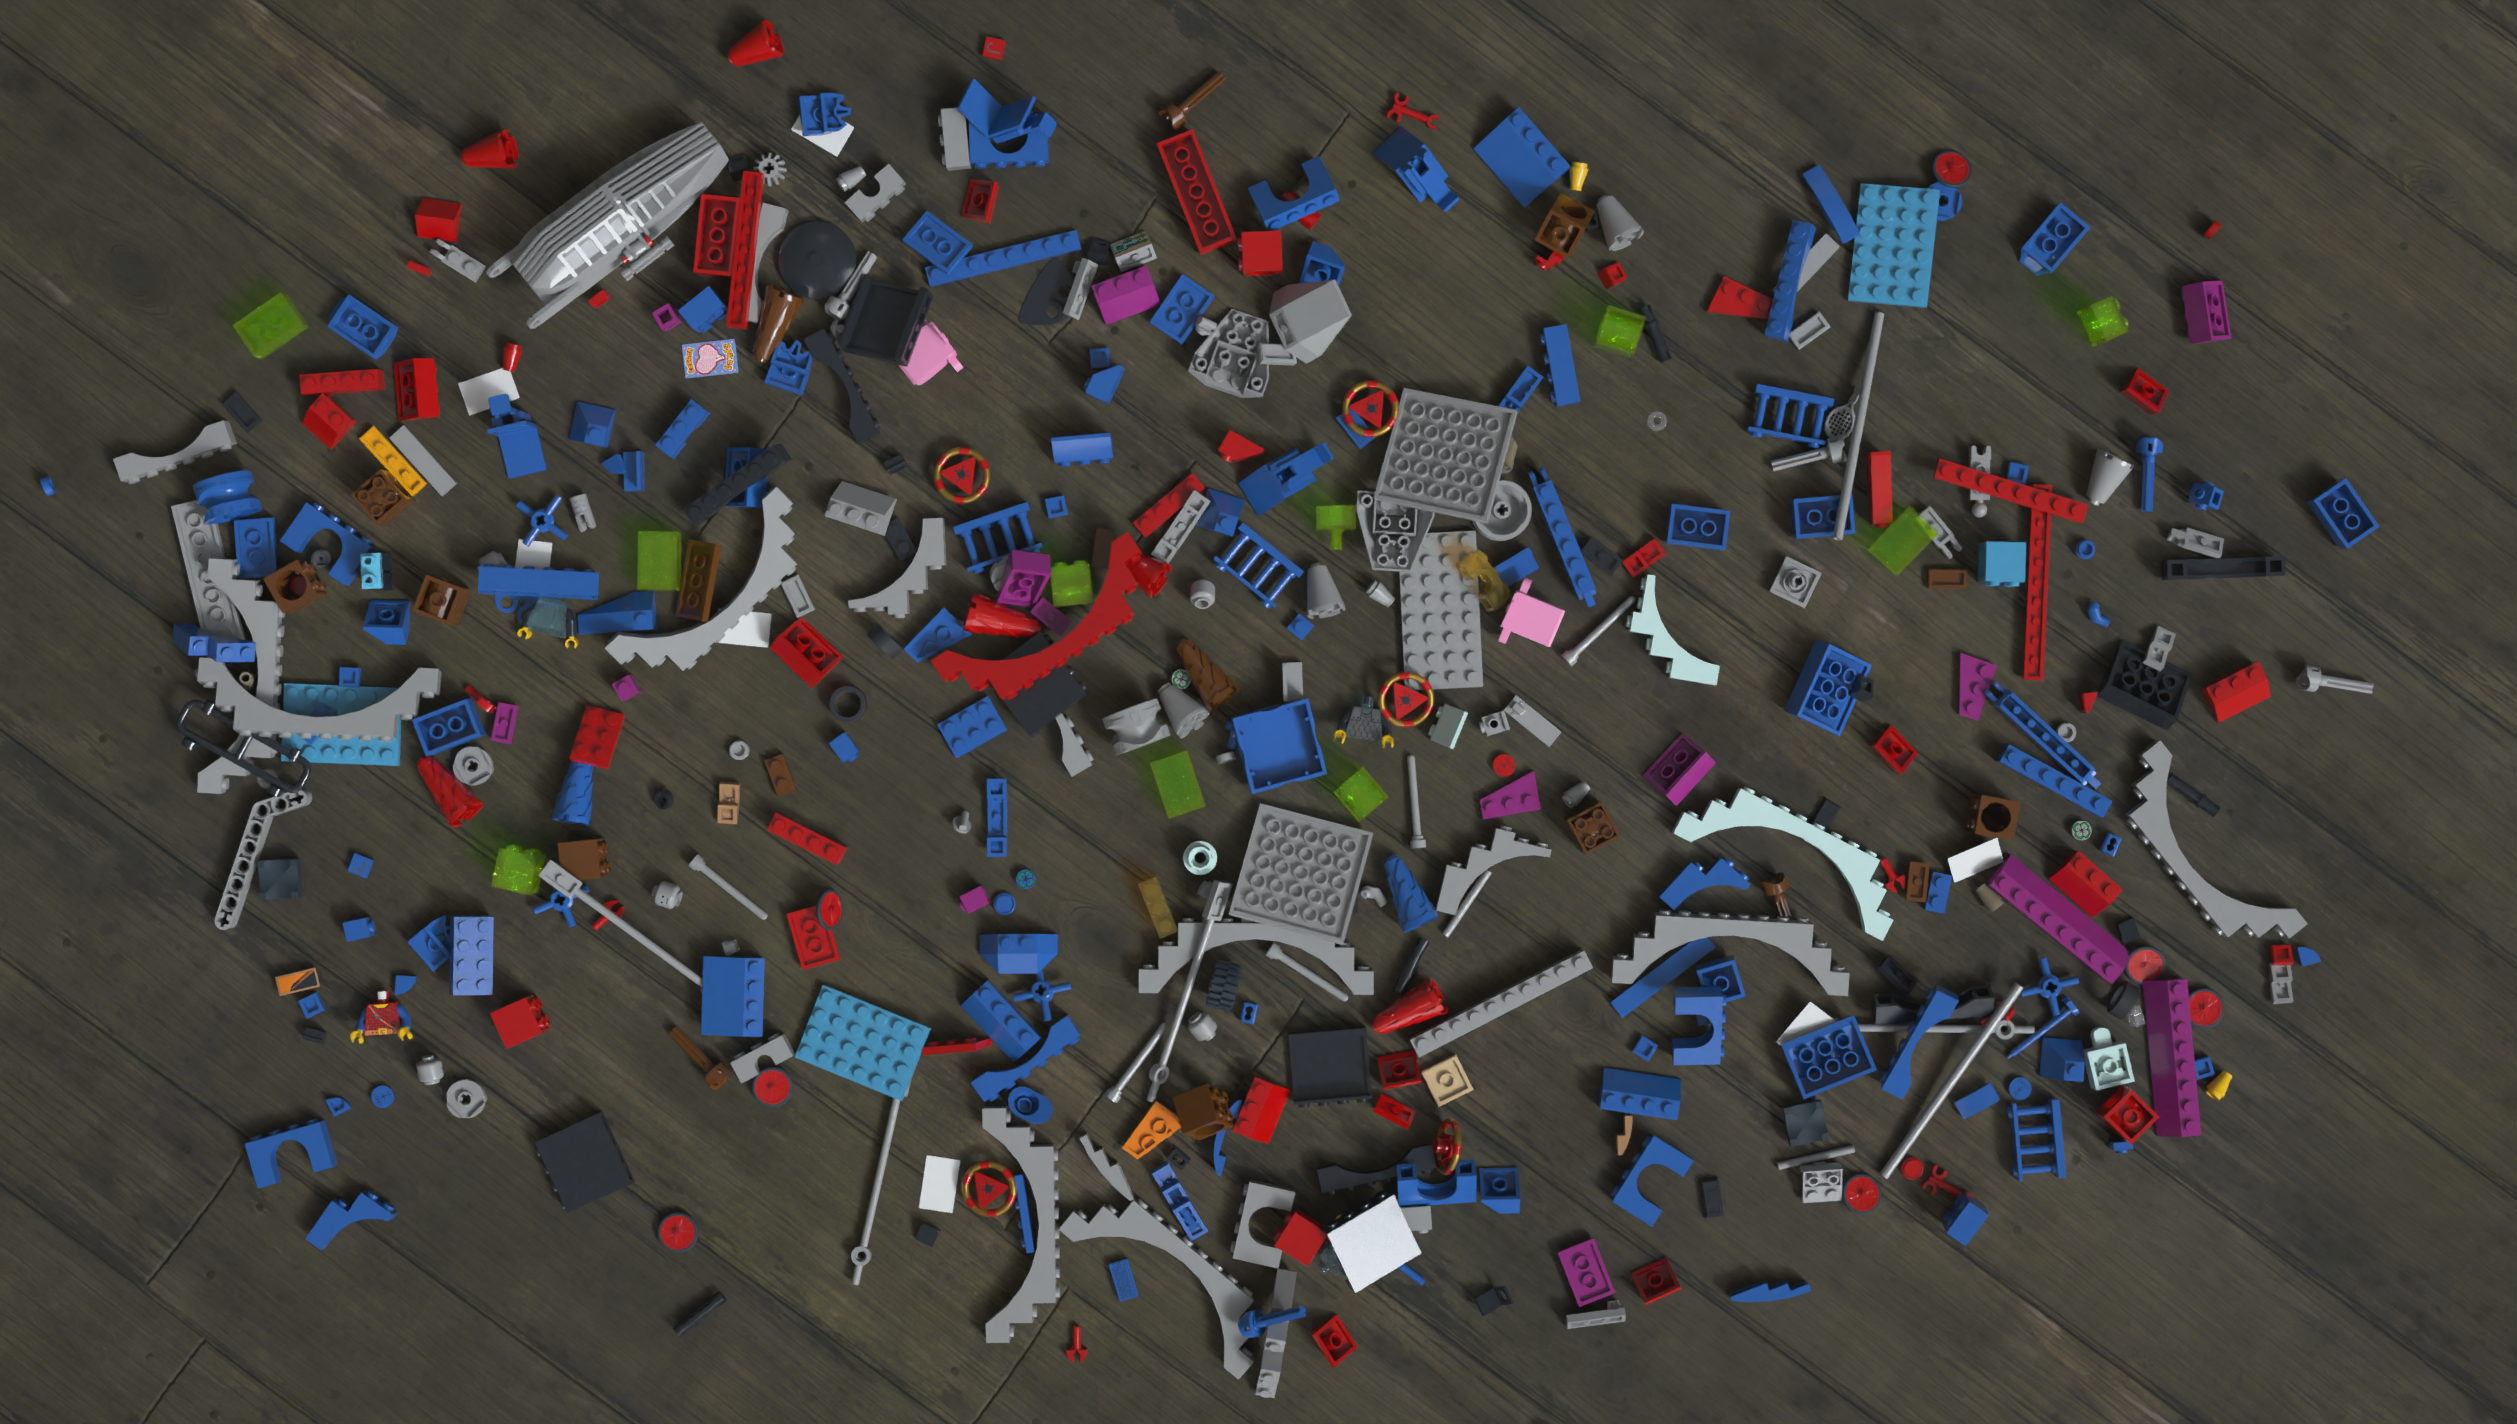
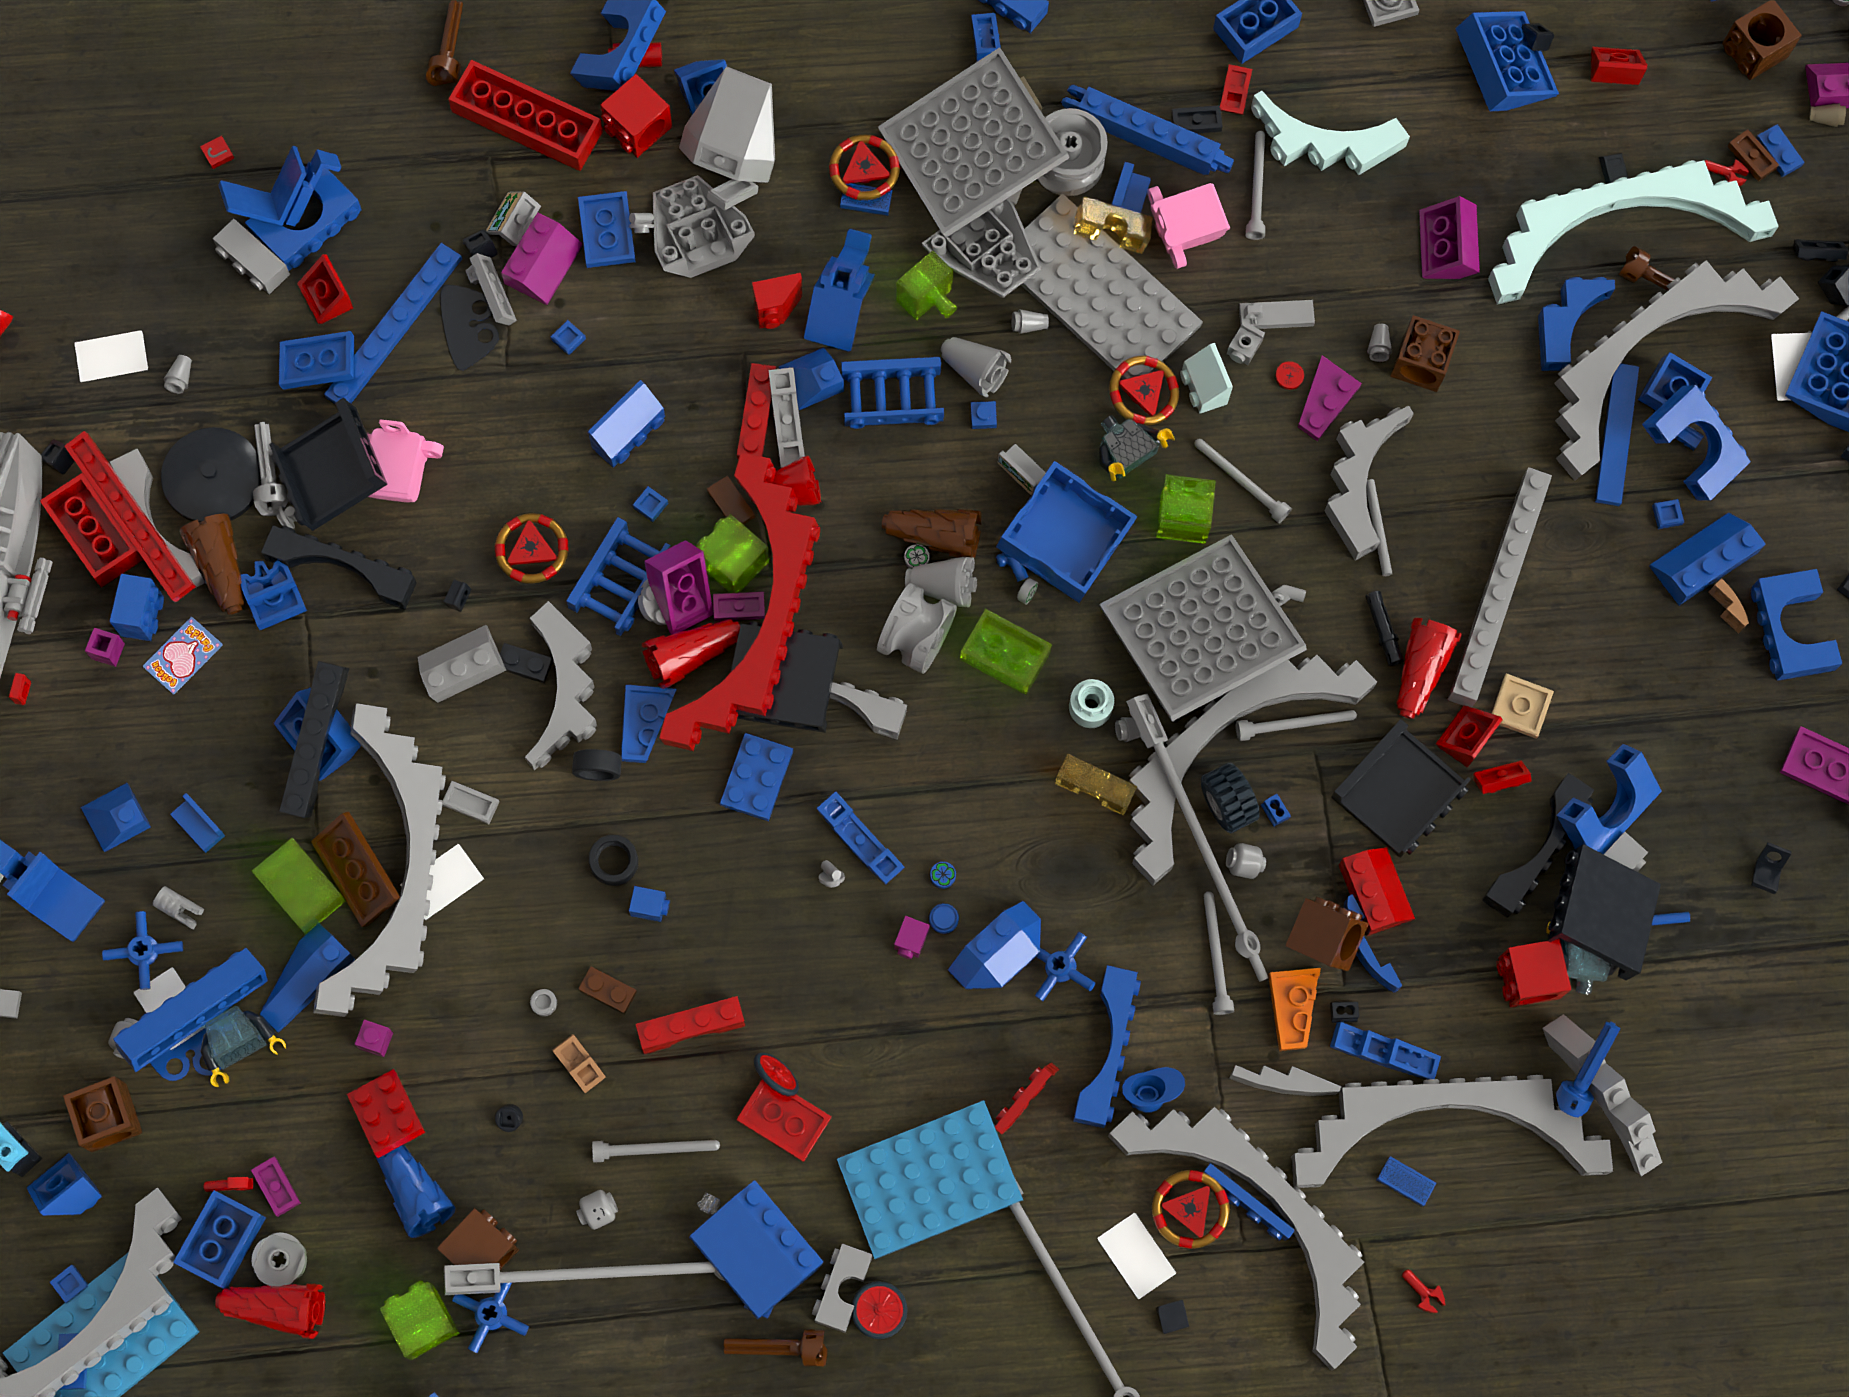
camera: 45 degrees left, 15 degrees down
(601, 920) = (552, 1296): red bar -> none
(615, 465) = (172, 832): blue tile -> none
(687, 421) = (211, 749): blue arch -> none
(774, 174) = (96, 422): light grey gear -> none
(806, 652) = (526, 847): red slope -> none
(822, 114) = (98, 339): blue plate -> none
(865, 206) = (214, 387): light grey arch -> none
(1001, 1020) = (1047, 1033): blue slope -> none
(1103, 384) = (593, 351): blue slope -> none
(1202, 594) = (863, 460): light grey head -> none
(1246, 1245) = (1488, 1034): light grey arch -> none
(1334, 1340) = (1662, 1051): red slope -> none
(1408, 896) = (1323, 565): blue cone -> none
(1448, 1145) = (1586, 757): red piece -> none
(1500, 1189) = (1675, 757): blue slope -> none
(1975, 860) = (1783, 92): white sticker -> none

